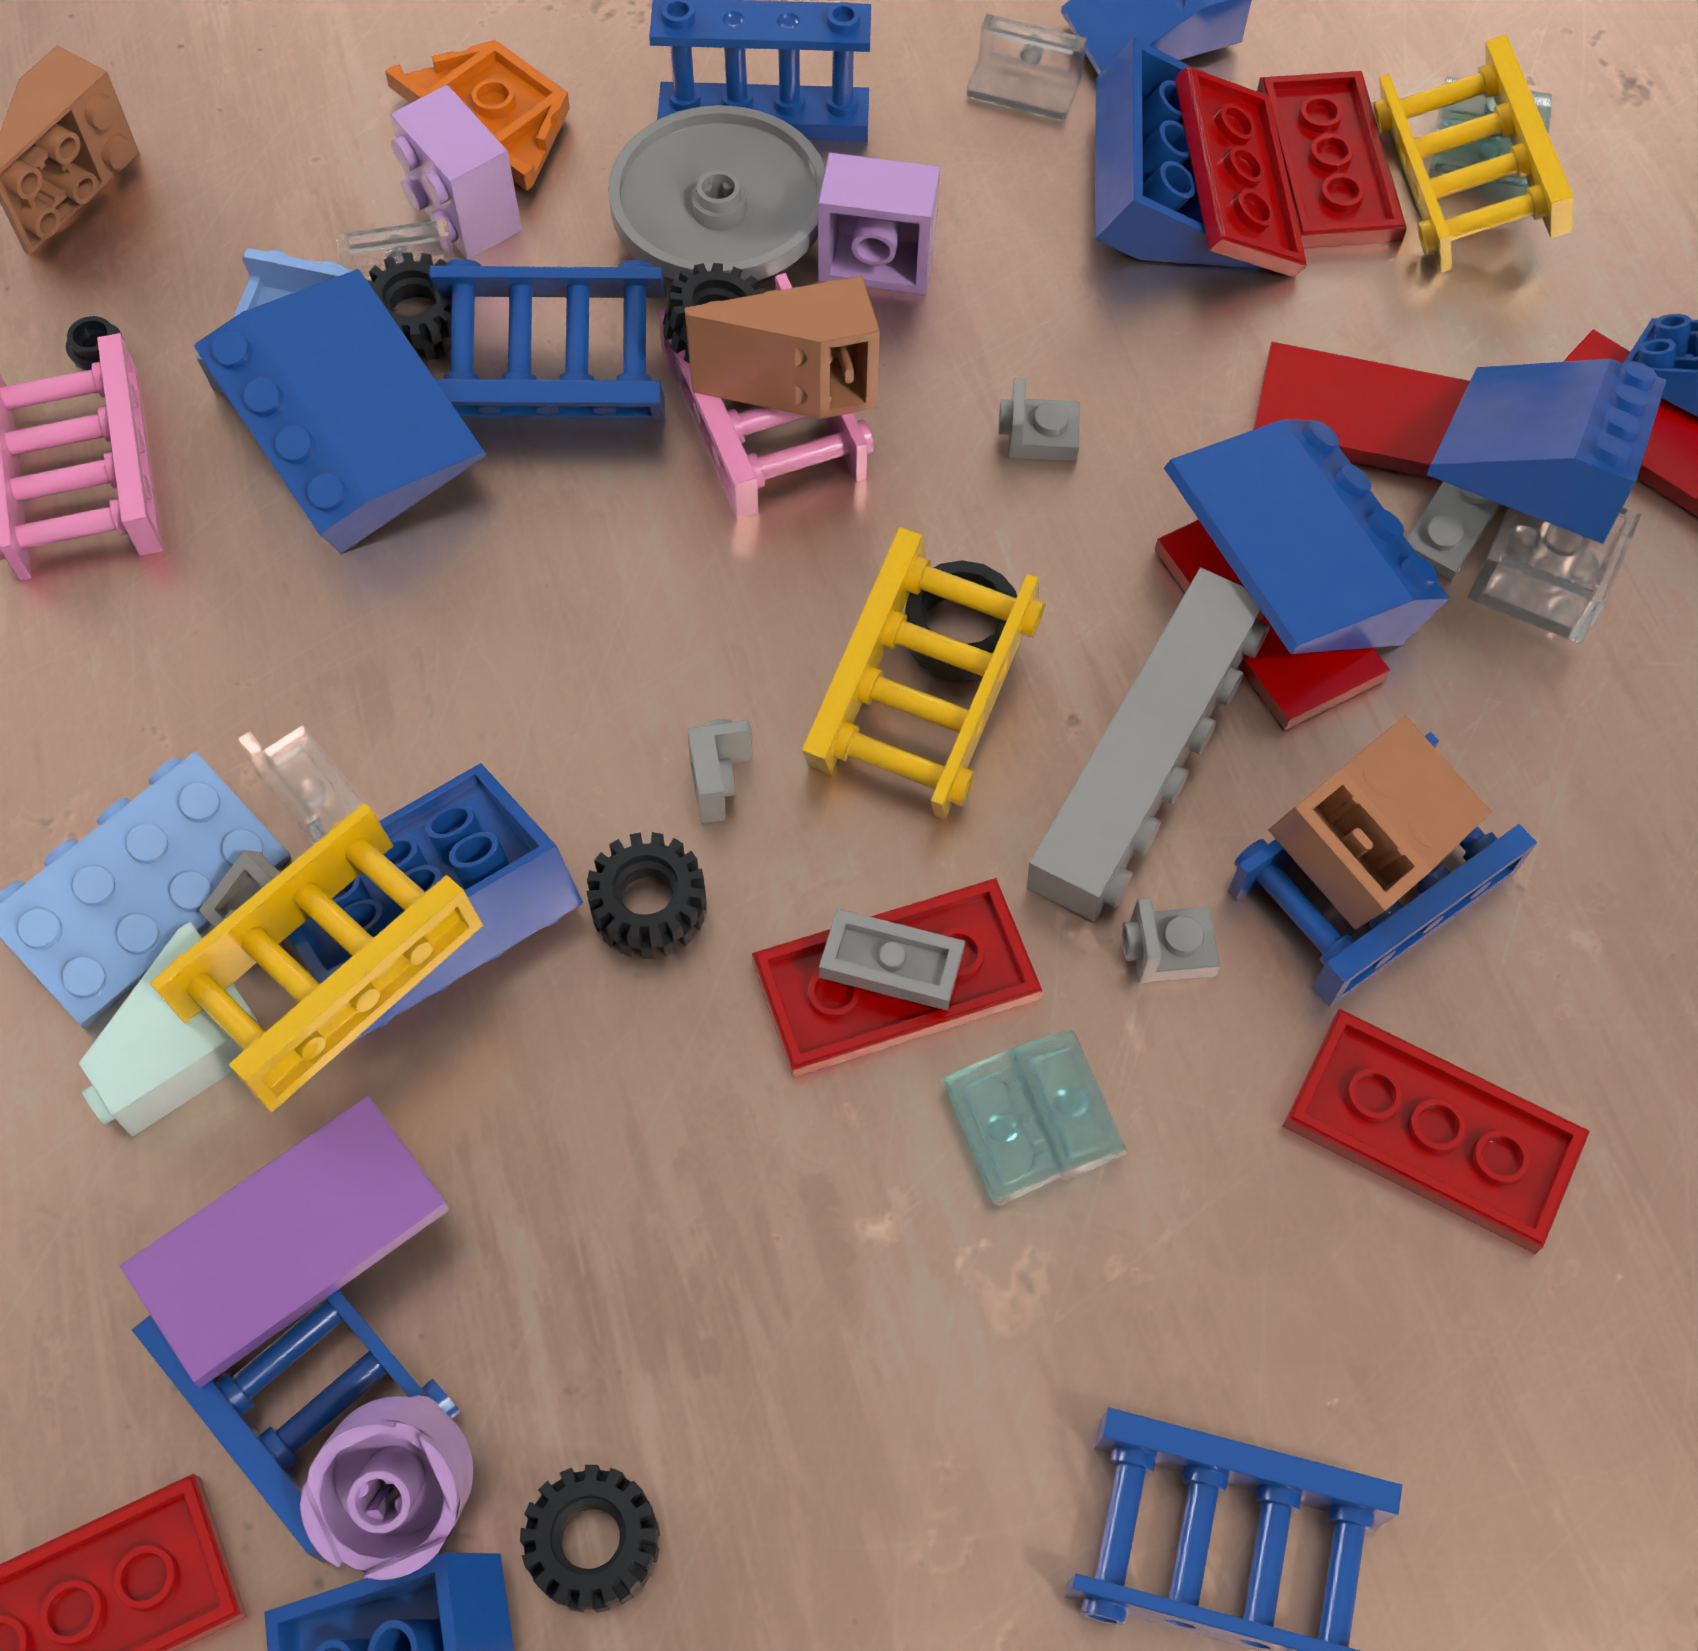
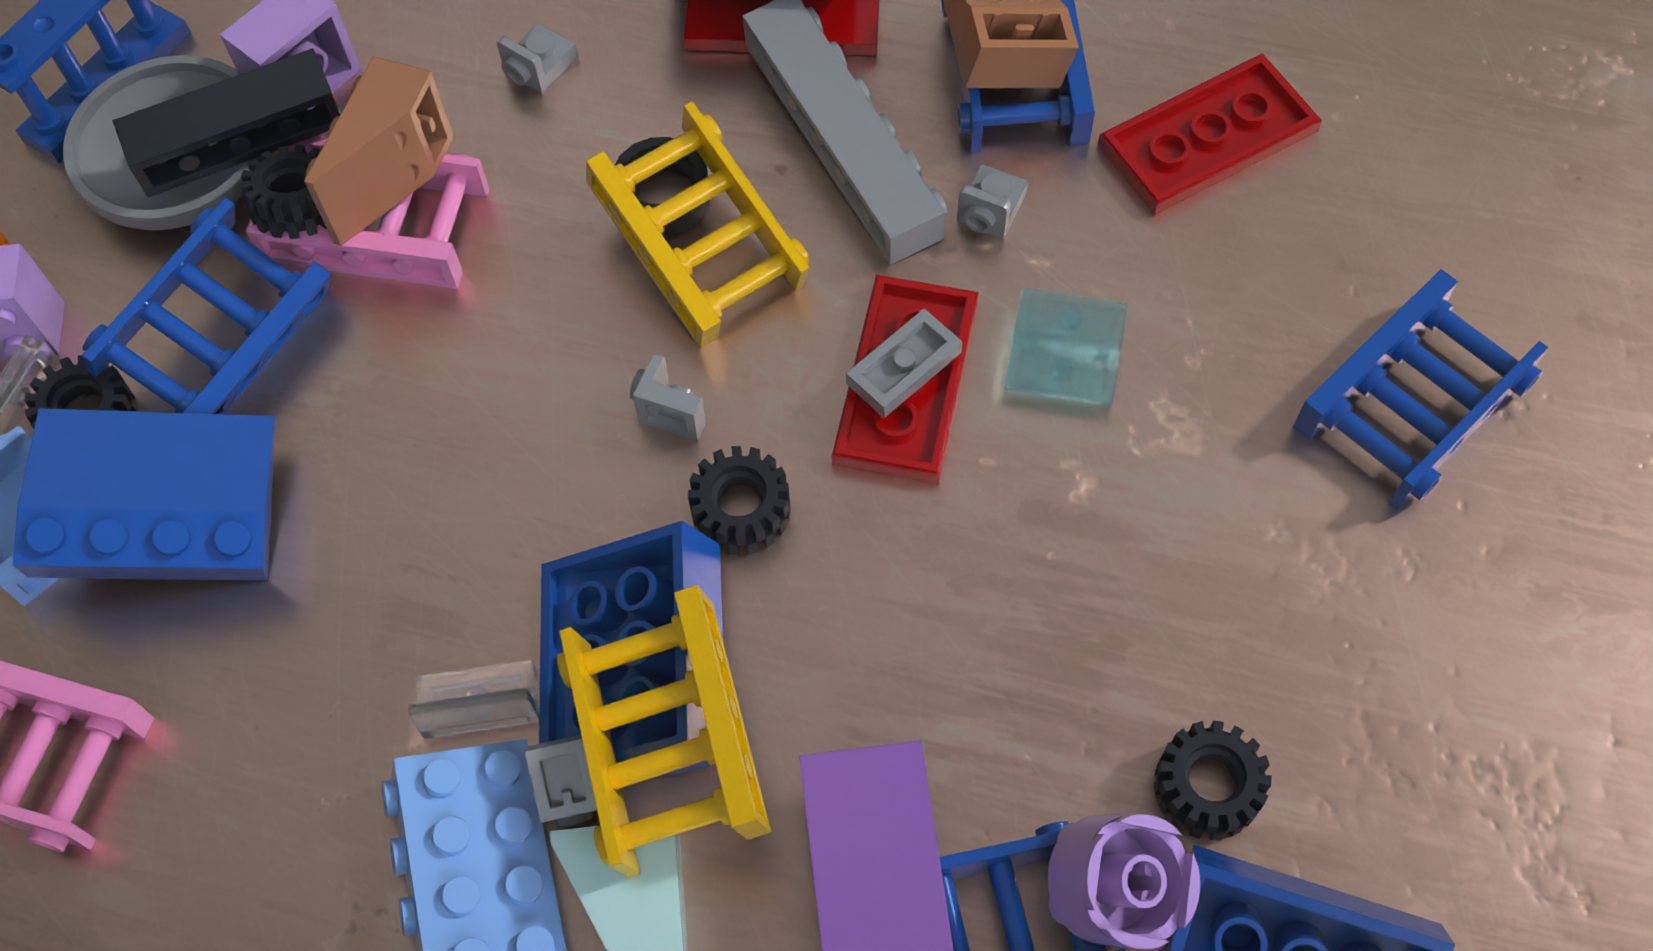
camera: 55 degrees left, 0 degrees up
(744, 217) = (228, 115): none -> black brick

